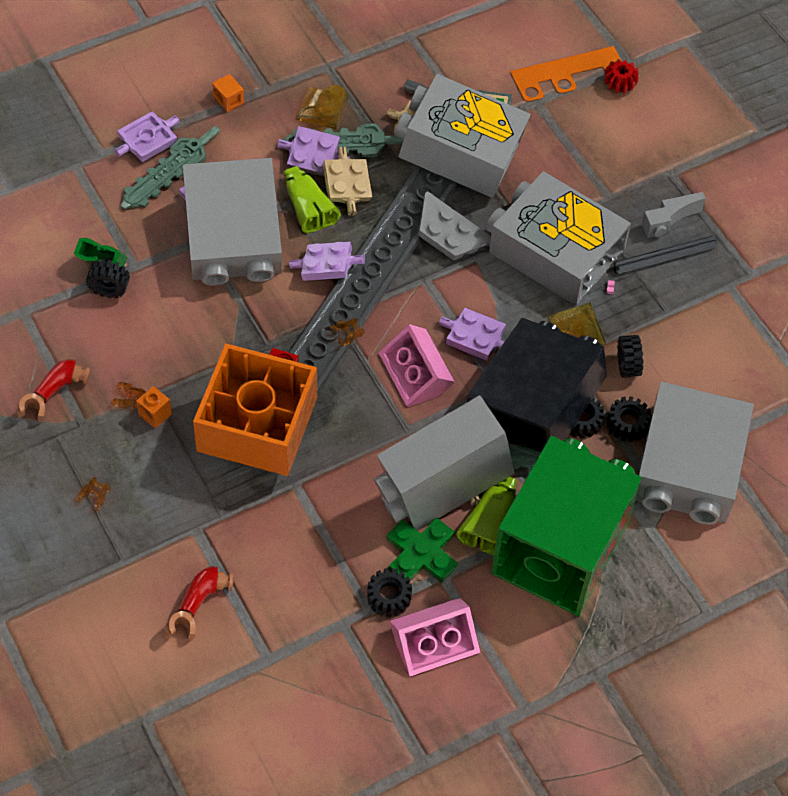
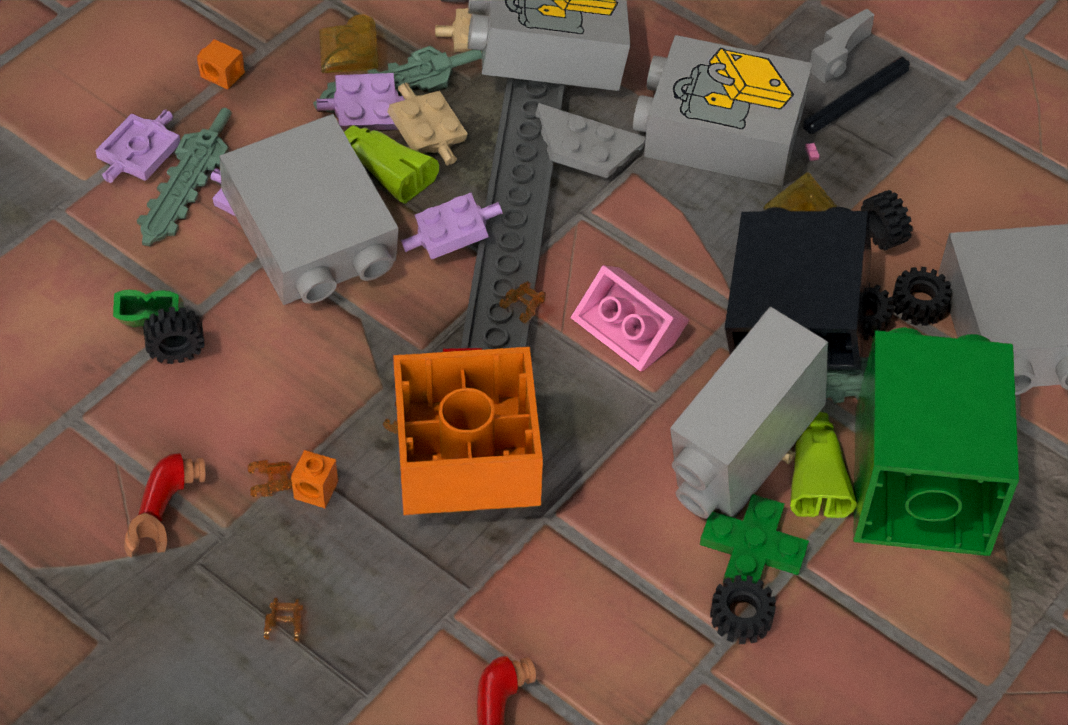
camera: 20 degrees left, 5 degrees down
(435, 636) = (831, 643): bright pink slope -> none
(474, 333) = (681, 256): lavender plate -> none

